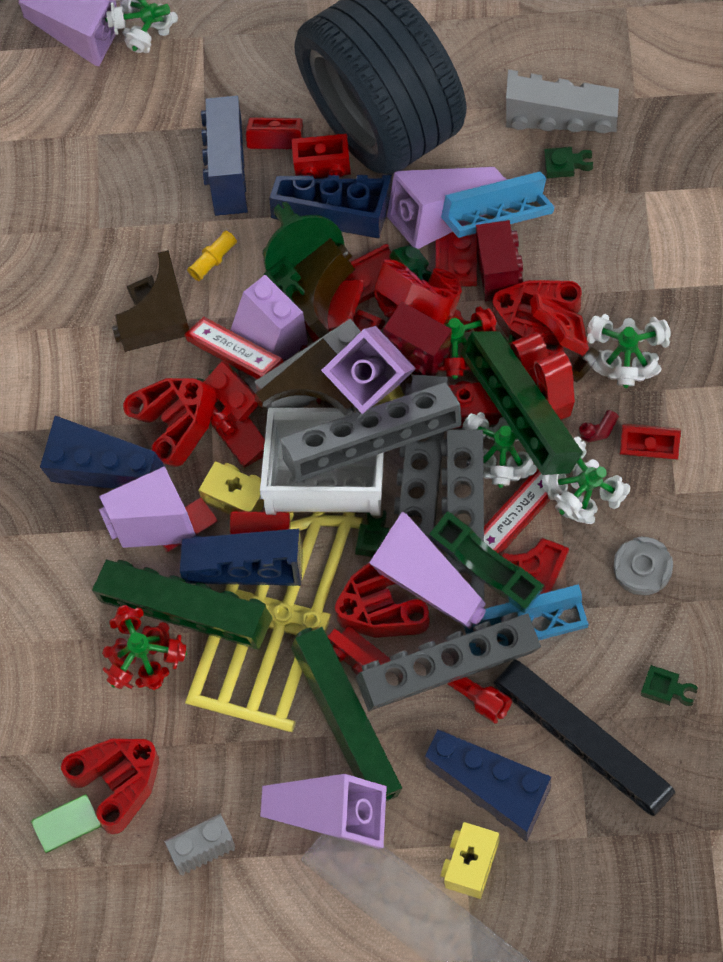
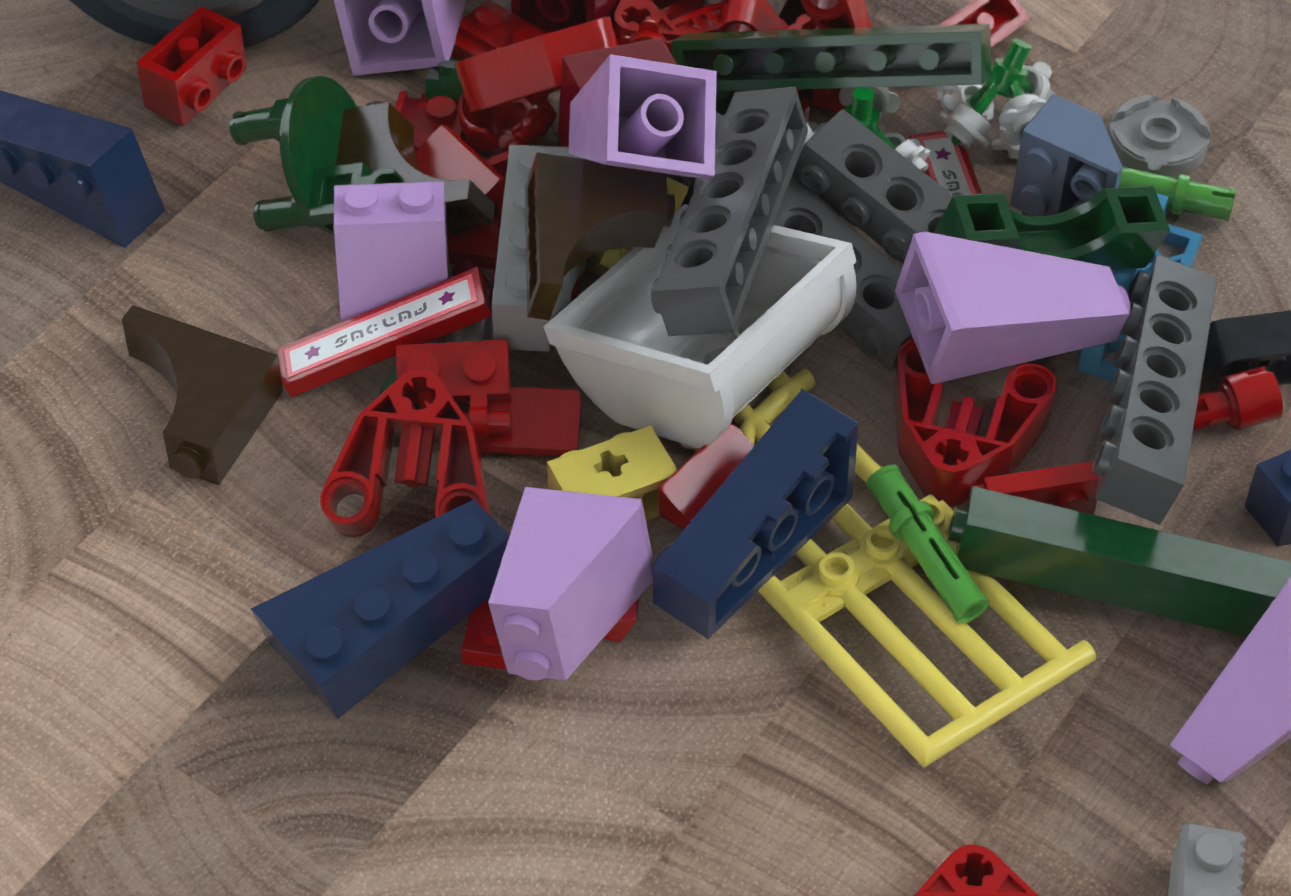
camera: 60 degrees left, 15 degrees down
(140, 289) = (147, 399): dark brown tile -> none
(151, 641) = (778, 743): red plant -> none
(183, 603) = (750, 652): dark green brick -> none
(212, 256) = (192, 279): yellow pin -> none
(273, 132) = (98, 93): red slope -> none
(291, 618) = (915, 525): none -> bright green pin
(352, 204) = (312, 50): dark blue wedge -> none
(371, 535) = (849, 375): dark green plate -> none
(550, 542) = (1063, 159): none -> sand blue slope
(603, 597) = (1184, 194): none -> bright green pin

